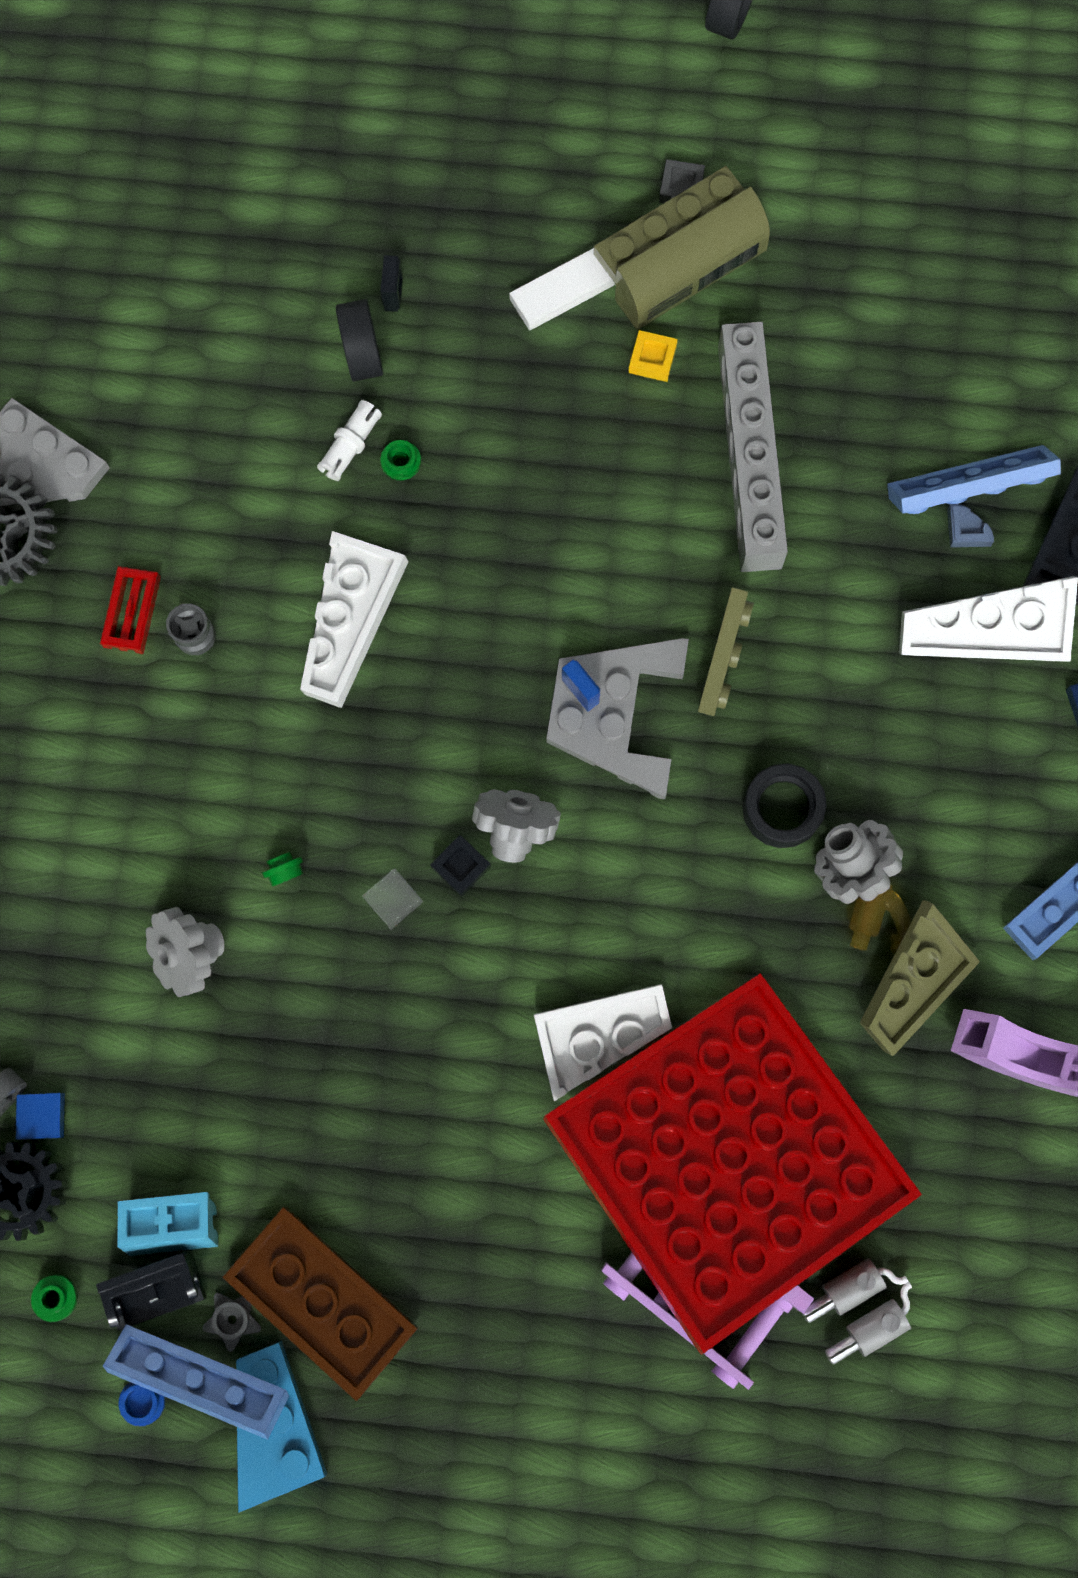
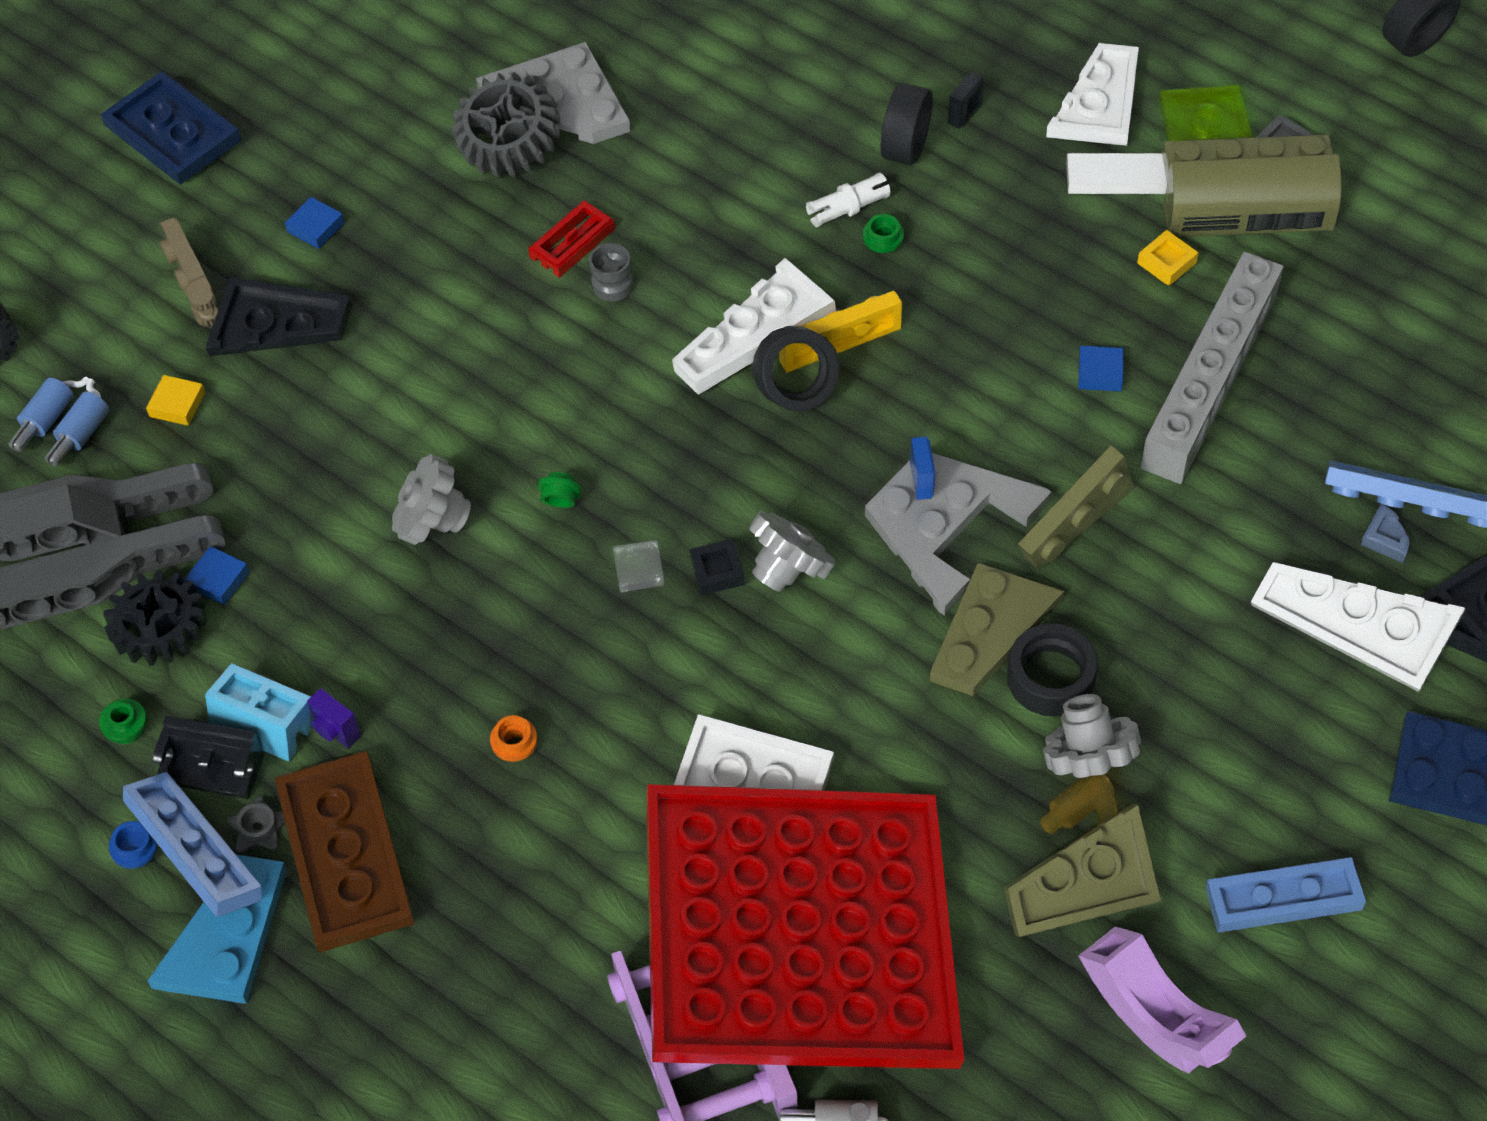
camera: 30 degrees right, 20 degrees down
(234, 1196) = (333, 719): none -> dark purple plate
(379, 1114) = (512, 727): none -> orange plate
(424, 579) = (847, 329): none -> yellow plate
(440, 652) = (824, 382): none -> black tyre
(506, 220) = (1101, 99): none -> white wing
(604, 194) = (1204, 113): none -> clear neon green tile
(658, 495) = (1100, 368): none -> blue tile
(709, 790) = (986, 624): none -> olive wing

